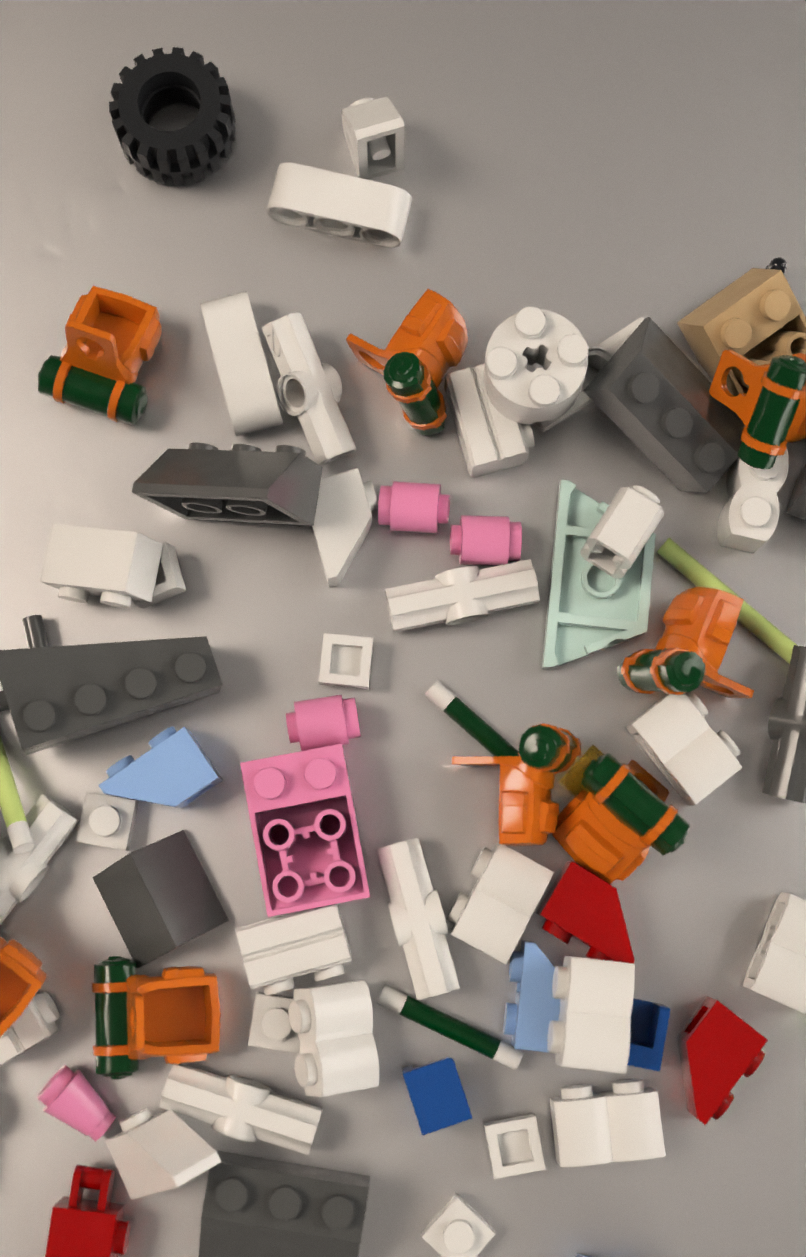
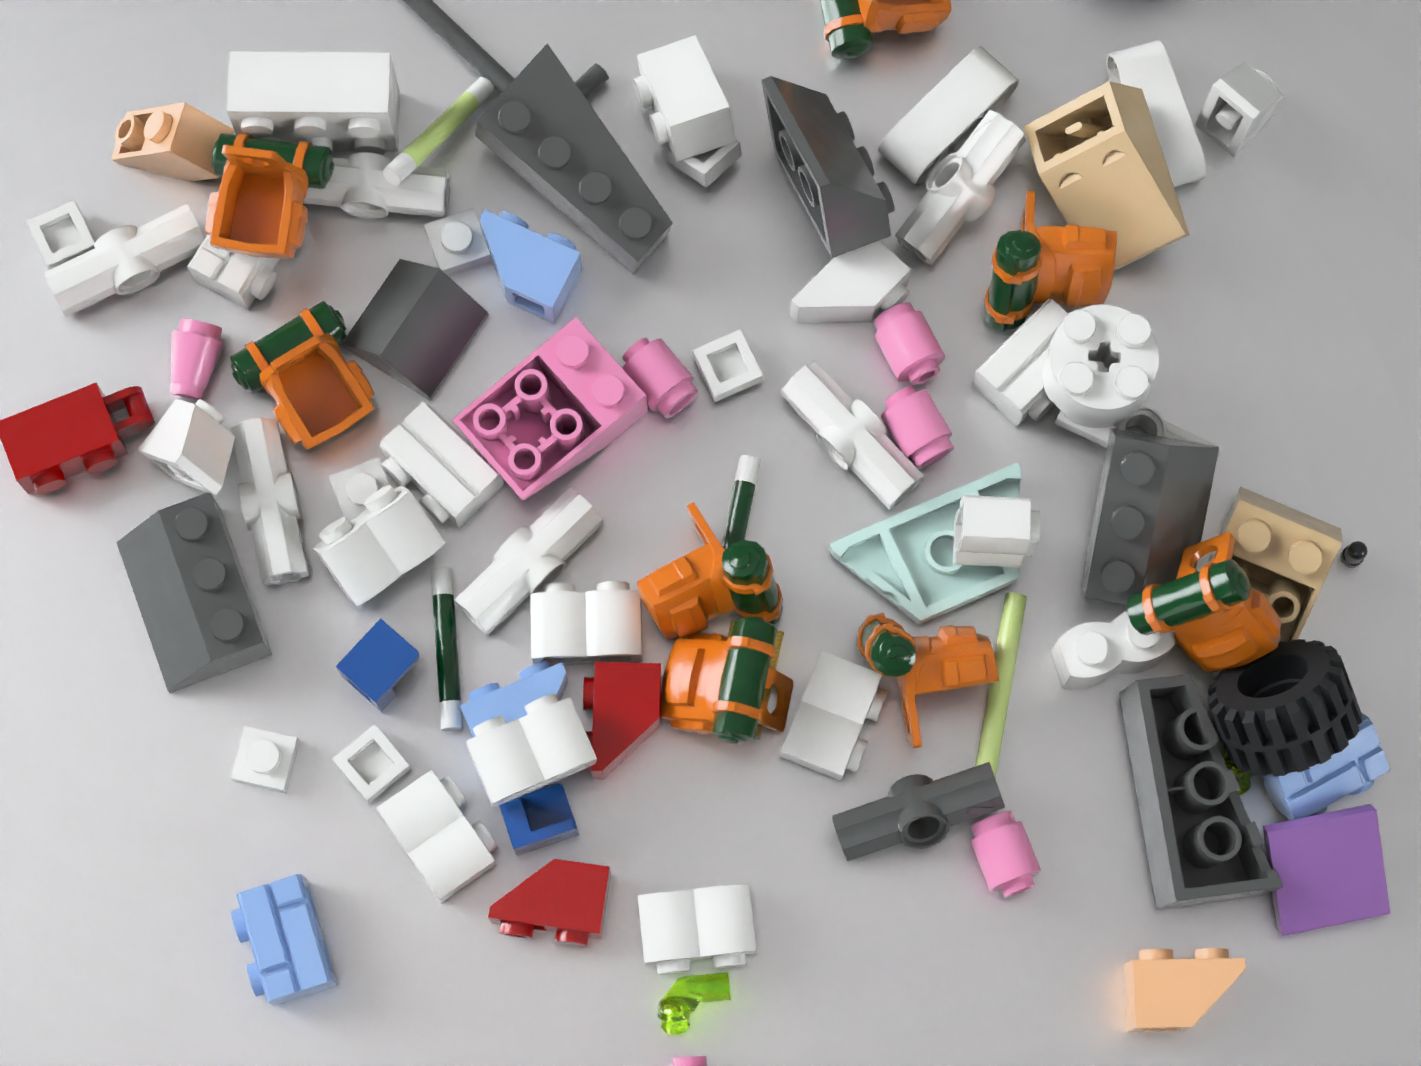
camera: 60 degrees right, 5 degrees down
(369, 265) = (1109, 169): none -> tan slope

